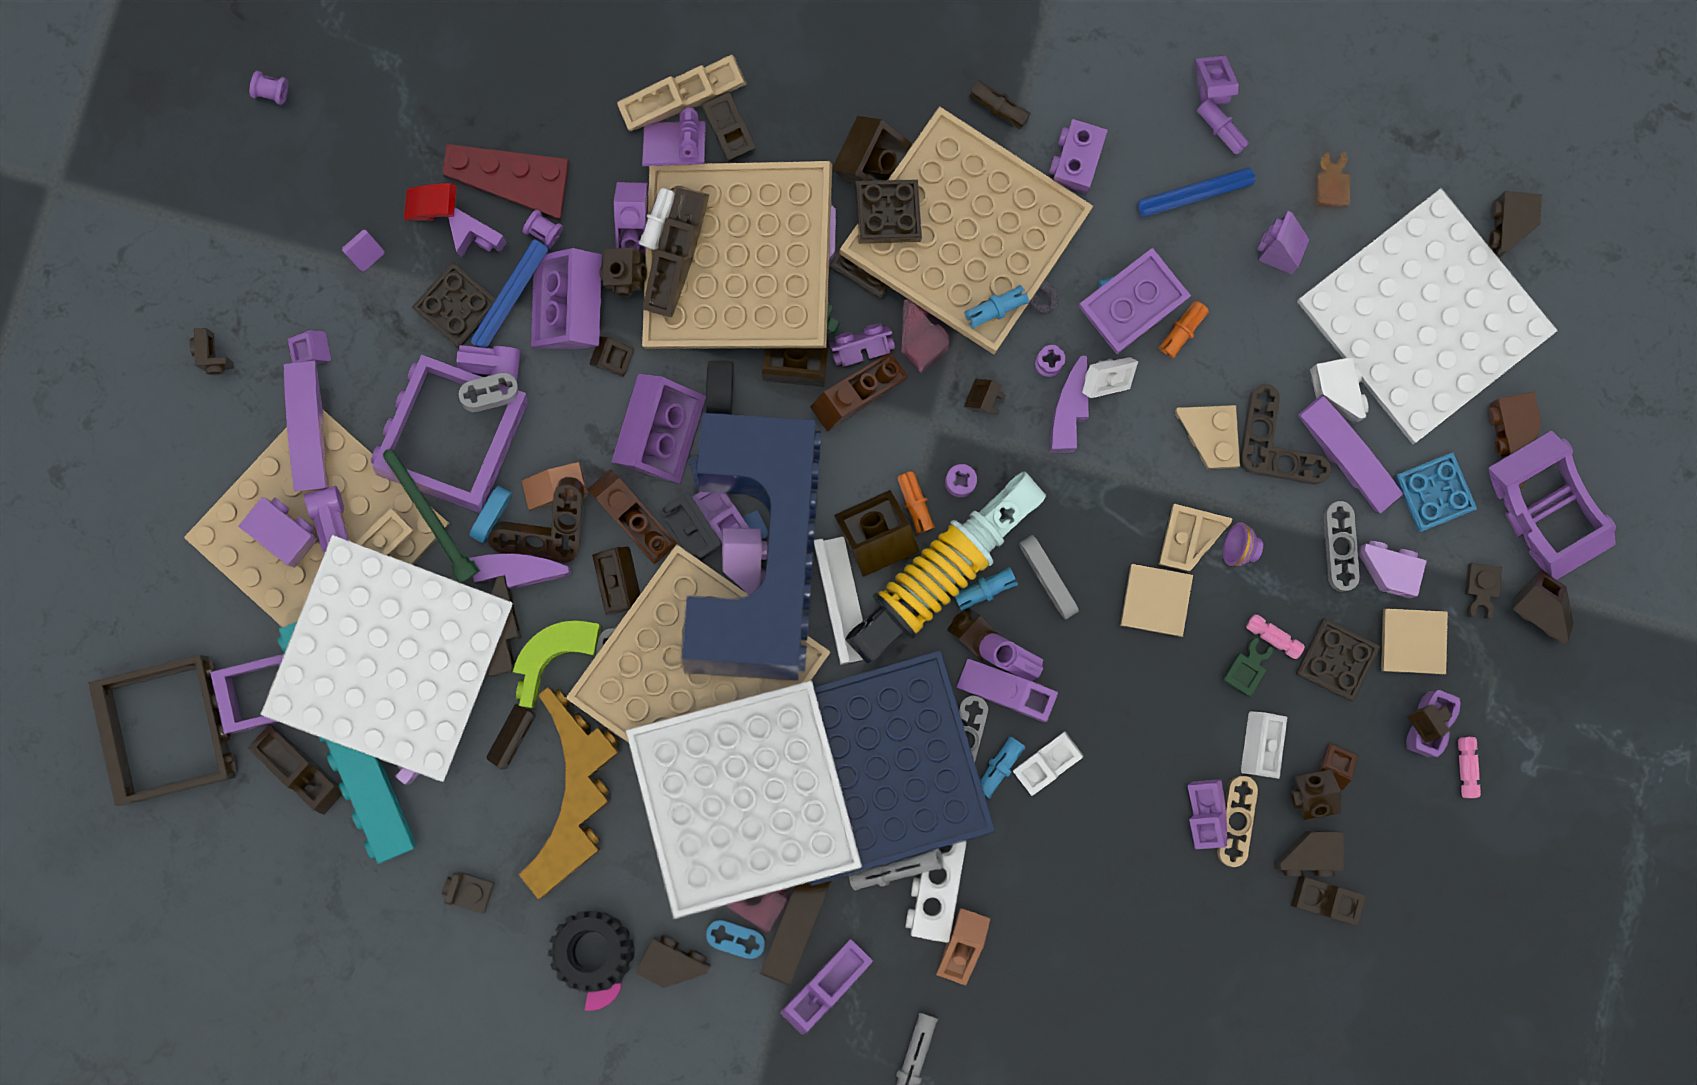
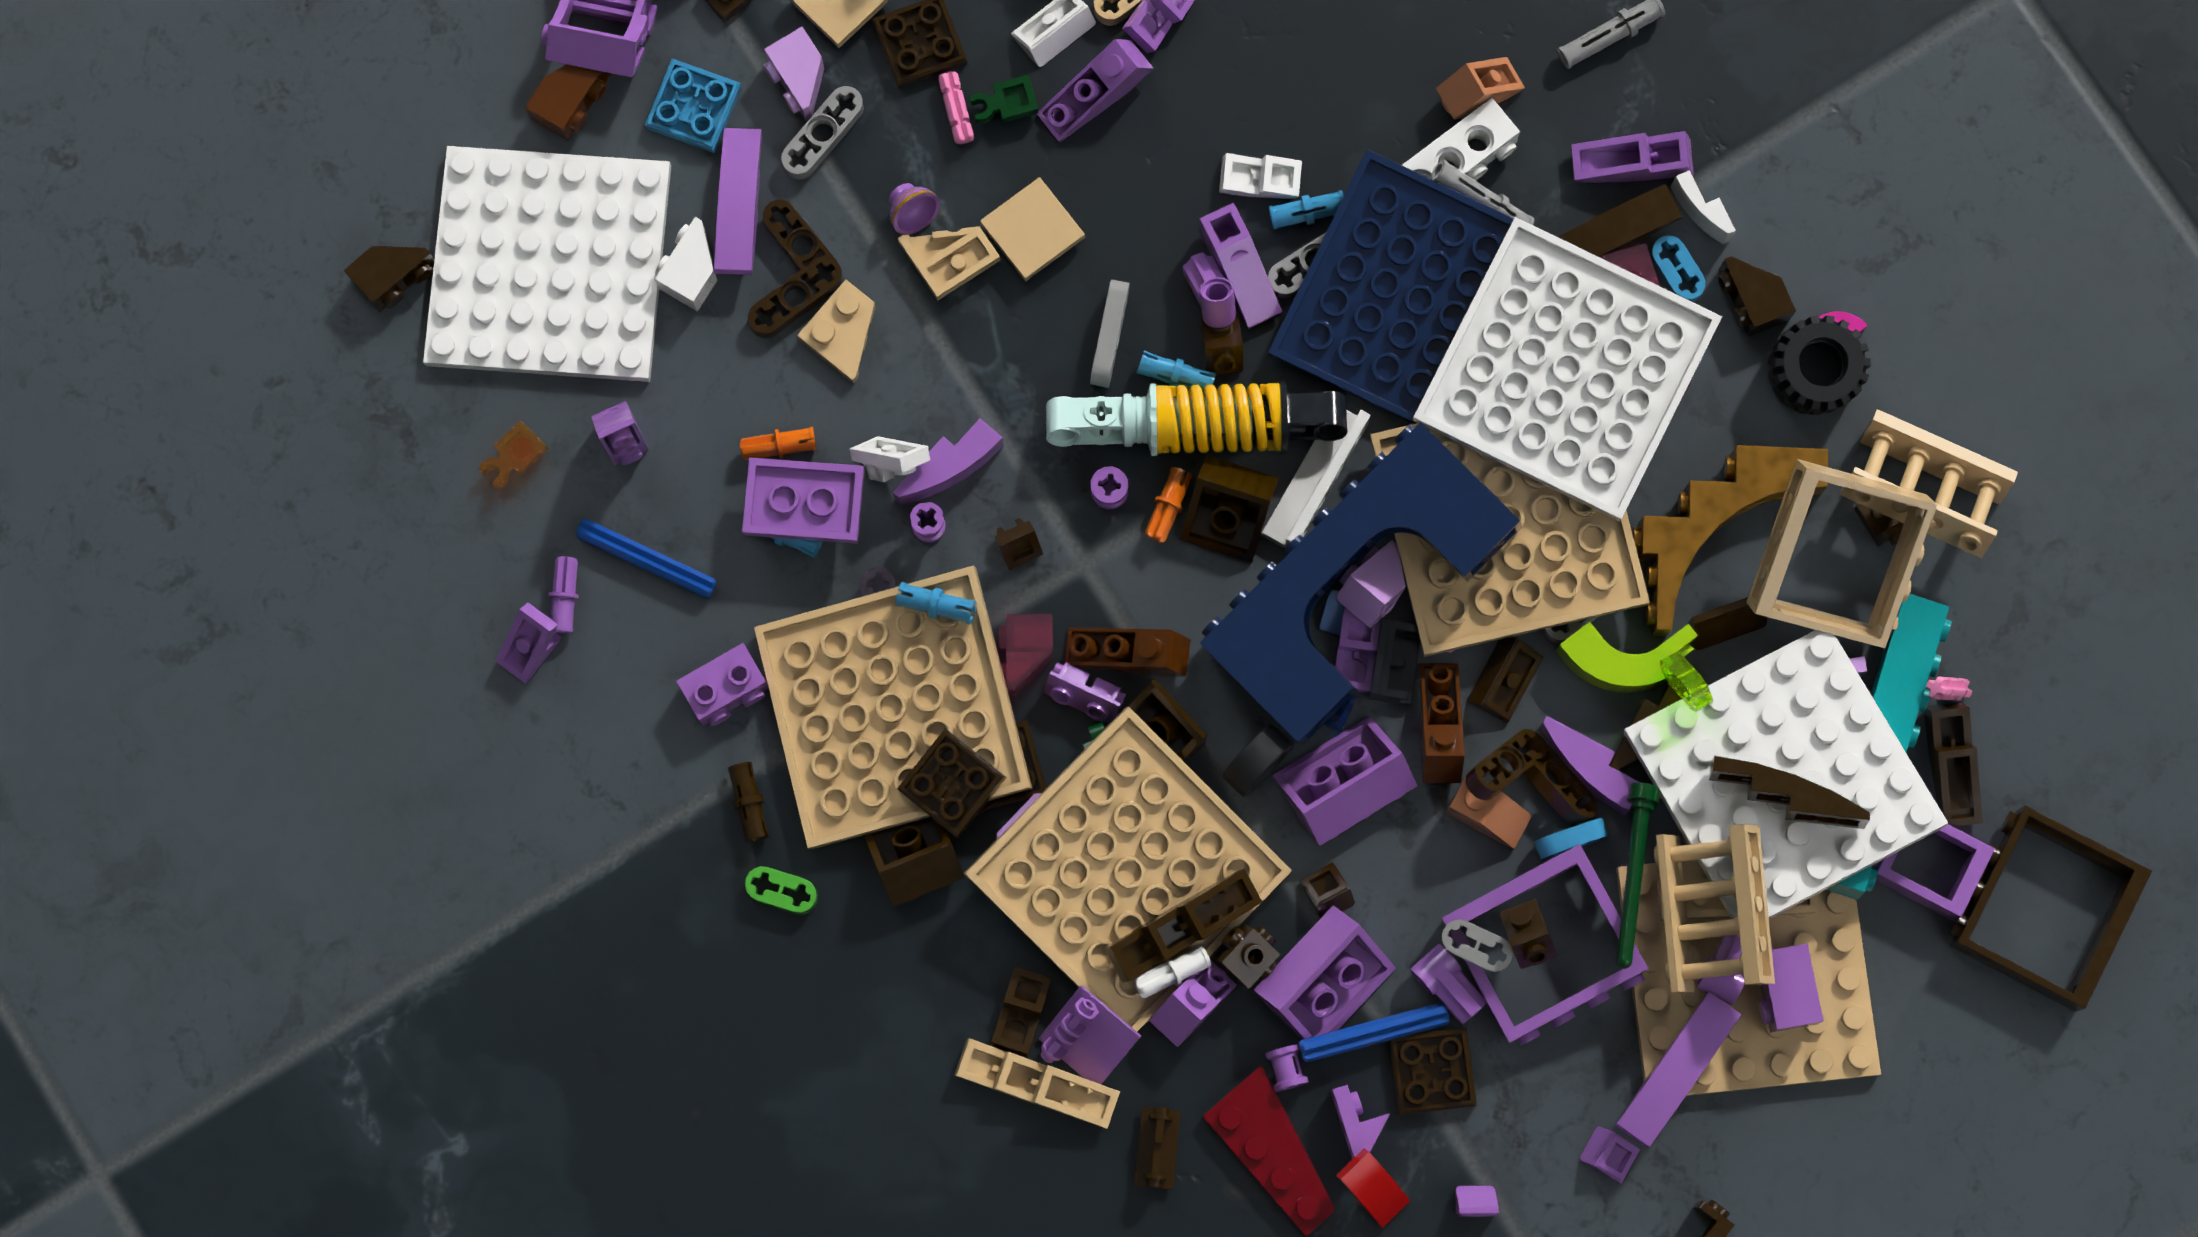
camera: 130 degrees left, 5 degrees down
(335, 811) = (1949, 688): none -> bright pink axle
(350, 559) = (1749, 925): none -> tan fence
(361, 645) = (1803, 799): none -> dark brown slope
(419, 842) = (1784, 536): none -> tan window
(463, 423) = (1528, 934): none -> dark brown bracket
(467, 960) = (1944, 460): none -> tan fence
(498, 662) = (1686, 681): none -> clear neon green beam
(577, 118) = (1157, 1148): none -> dark brown hinge
(743, 992) = (1708, 216): none -> white slope
(929, 65) = (784, 881): none -> bright green beam
(1201, 727) = (1095, 88): none -> medium lavender slope

